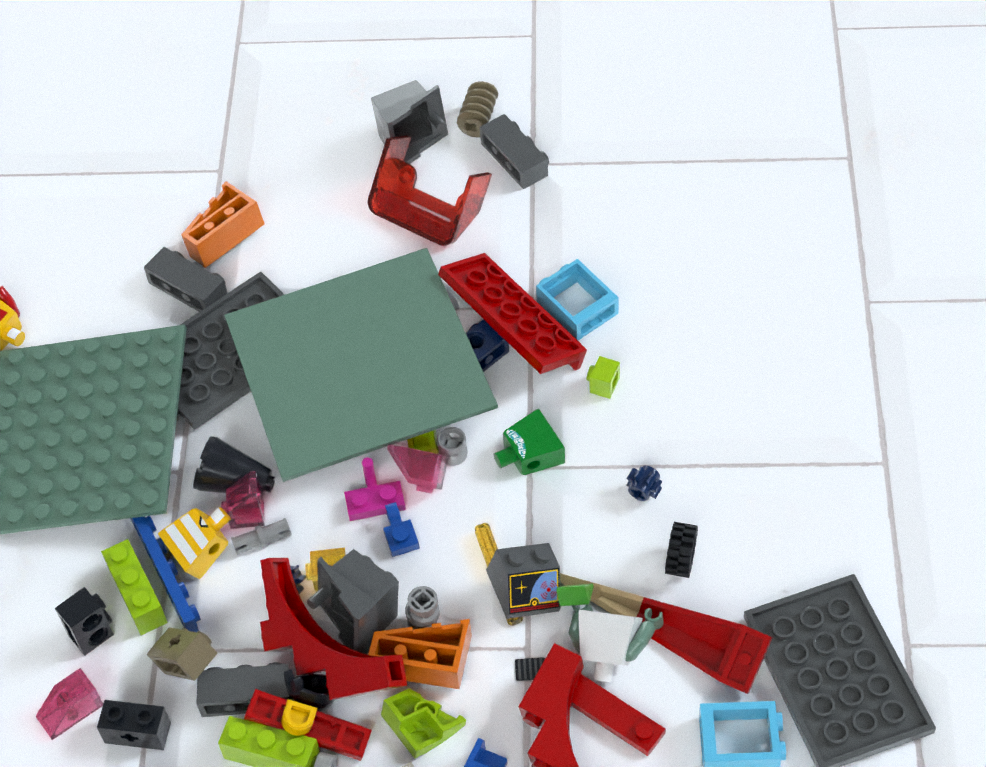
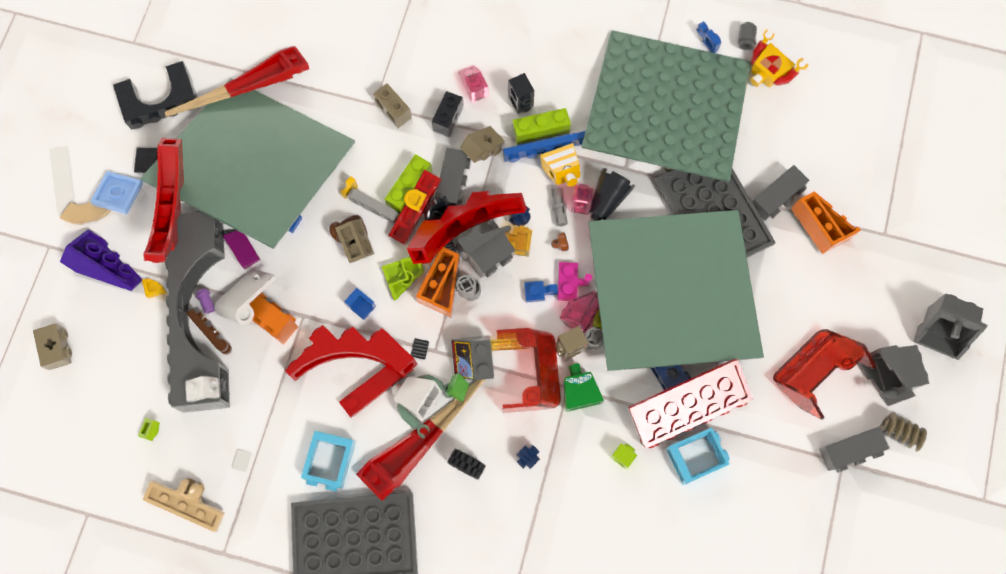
camera: 100 degrees right, 20 degrees up
(315, 517) = (561, 242): none -> dark orange tile
(332, 82) = (950, 326): none -> dark grey piece
(469, 462) = (571, 343): none -> dark tan brick
(483, 504) = (547, 392): none -> clear red windscreen

